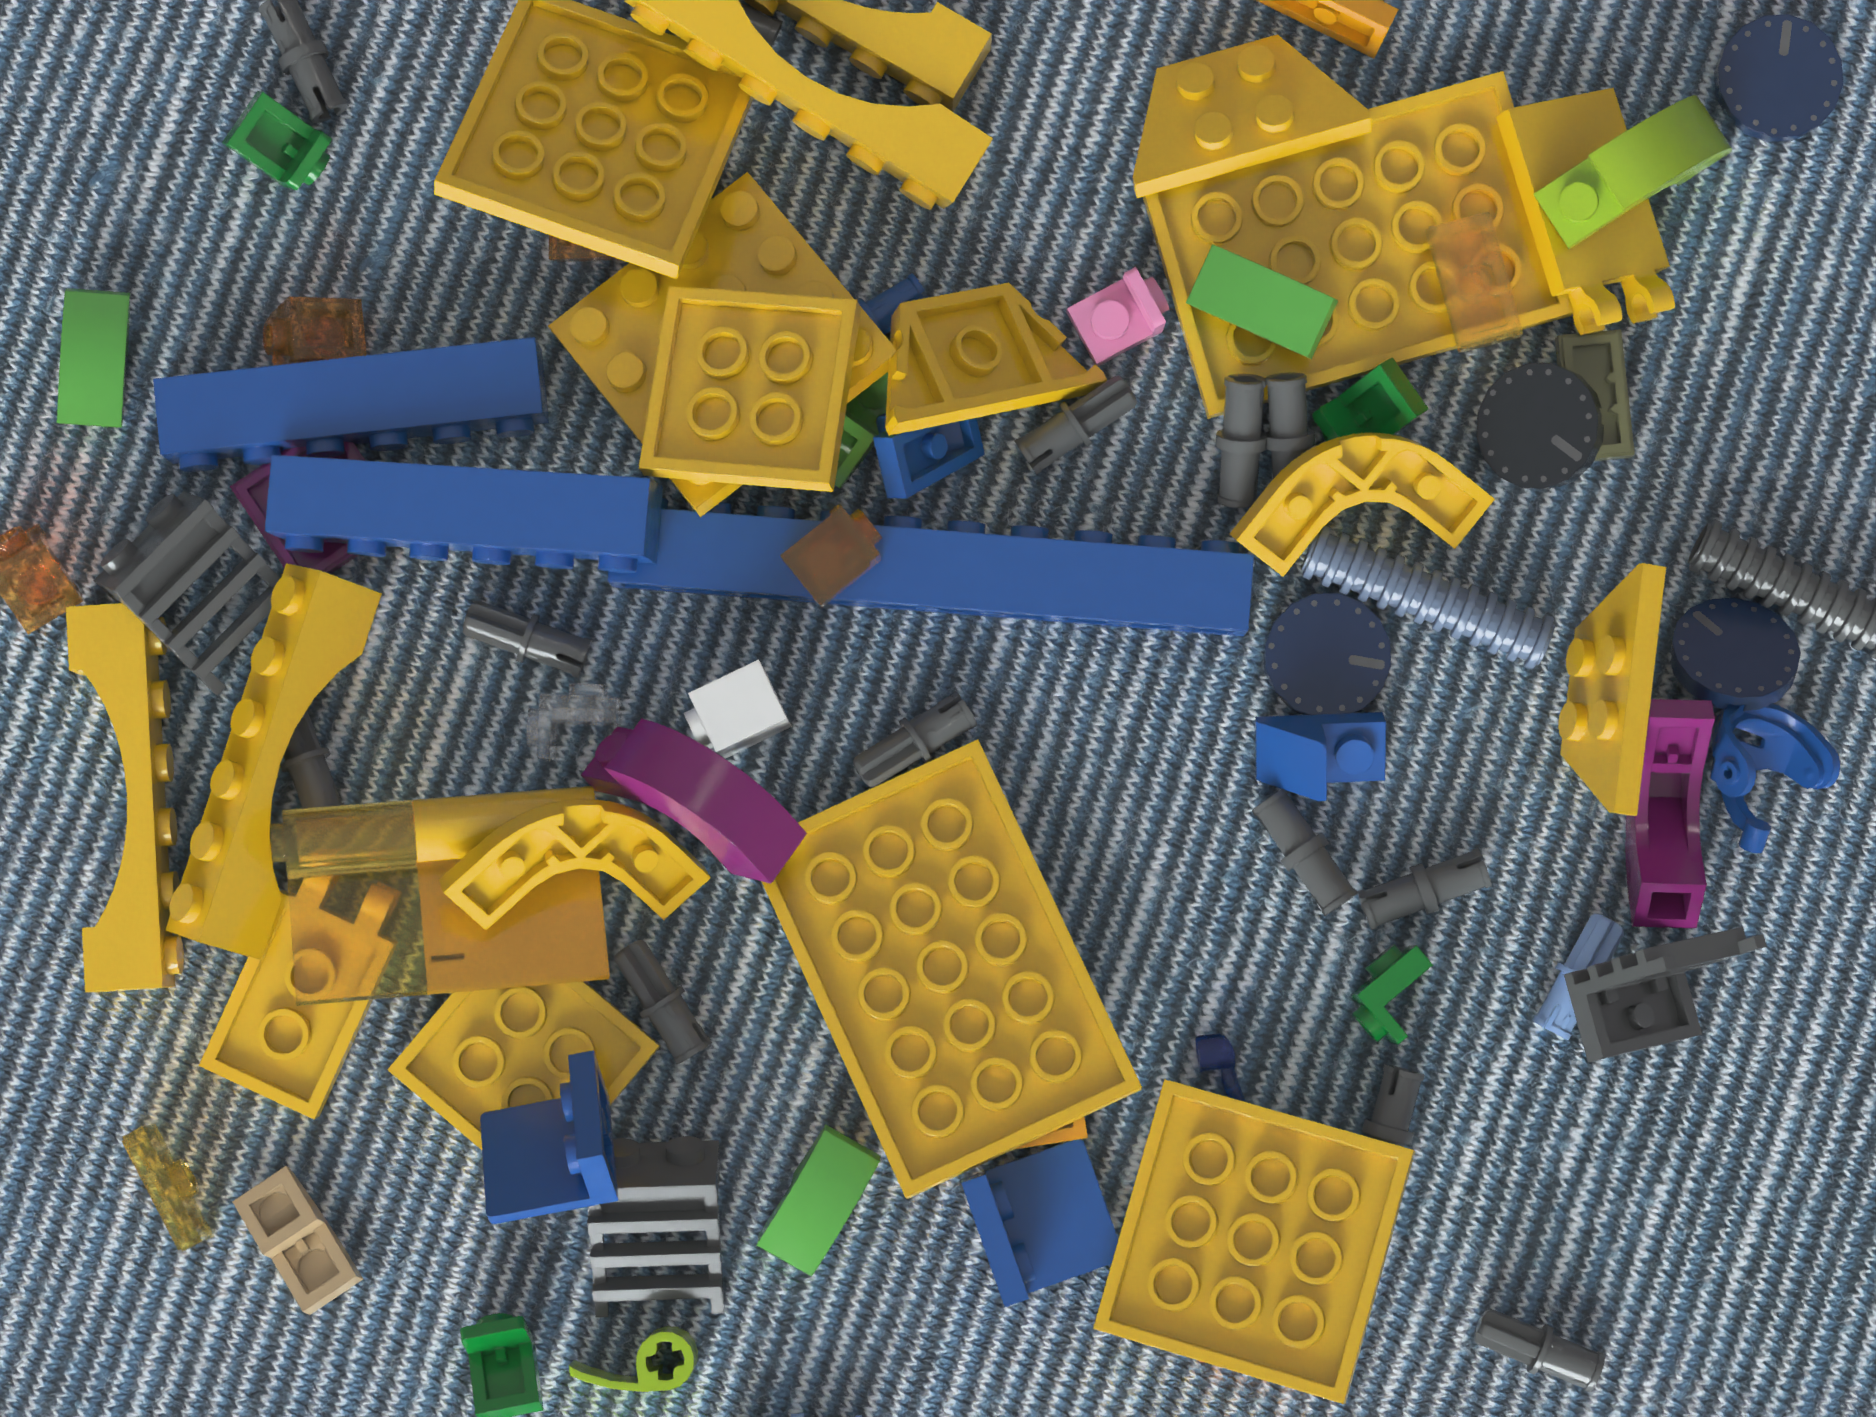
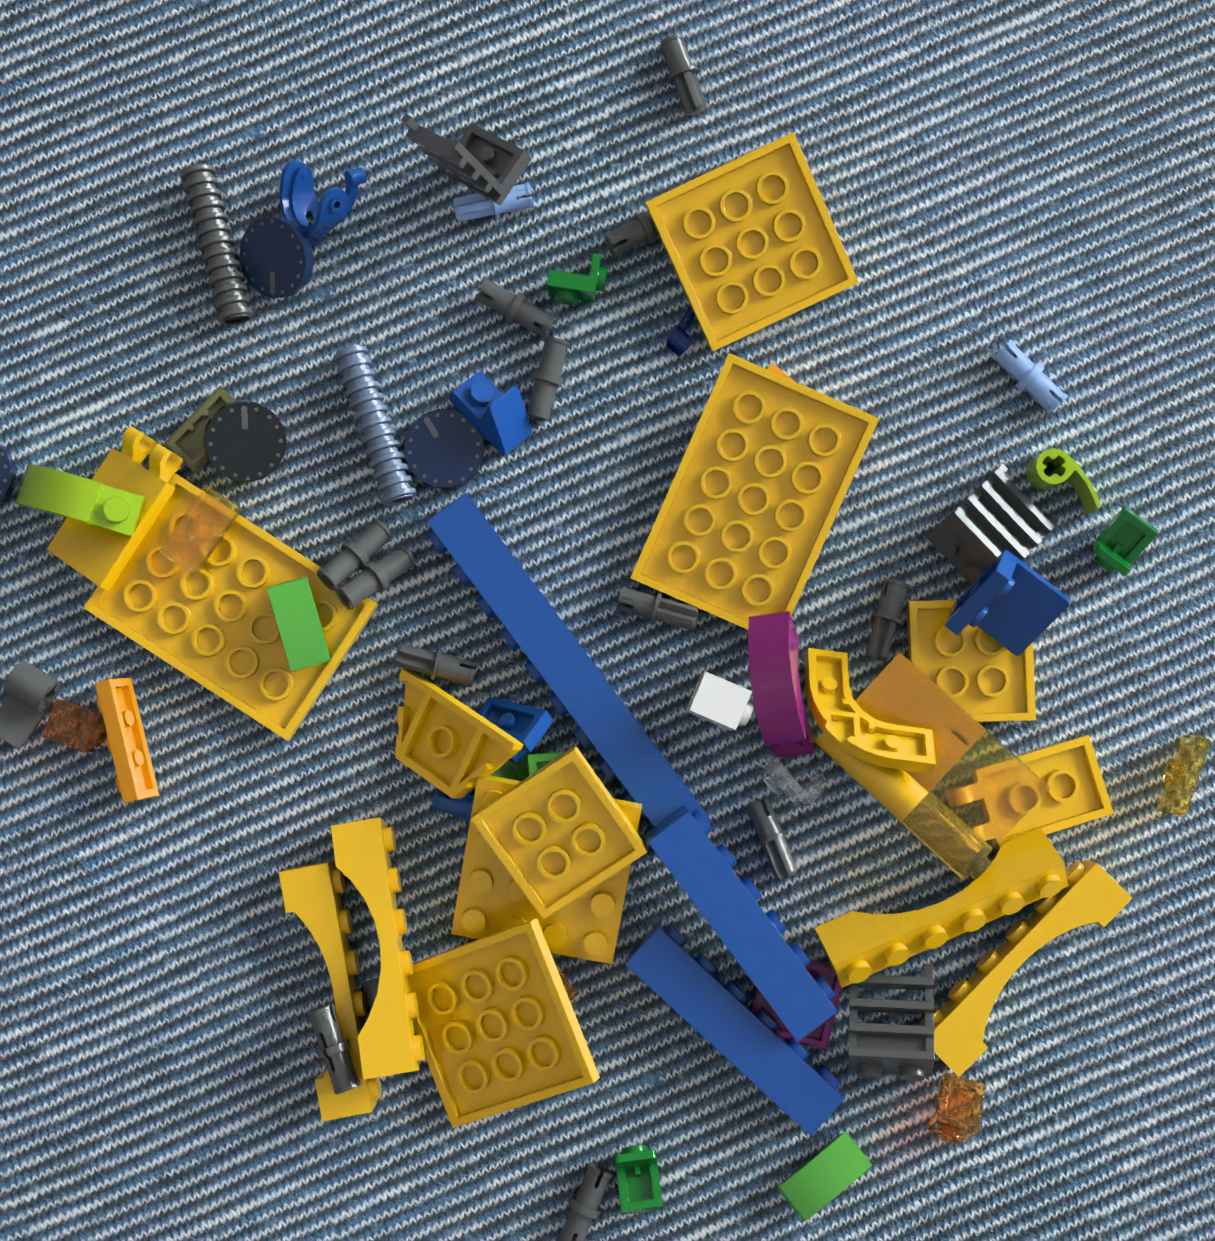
camera: 135 degrees left, 0 degrees up
(297, 1240) = (1149, 693): tan slope -> none
(309, 768) = (928, 884): dark grey axle -> none
(314, 330) = (715, 1076): clear orange bracket -> none
(818, 1200) = (912, 462): bright green slope -> none
(834, 554) = (604, 721): clear orange bracket -> none
(1041, 1219) = (829, 351): blue bracket -> none
(1119, 316) = (365, 689): bright pink bracket -> none
(1239, 113) = (213, 717): yellow wing -> none
(1354, 472) = (348, 510): yellow plate -> none
(1375, 404) = (308, 527): green bracket -> none
(1612, 689) = (345, 295): yellow wing -> none
(1664, 838) = (383, 226): magenta arch -> none

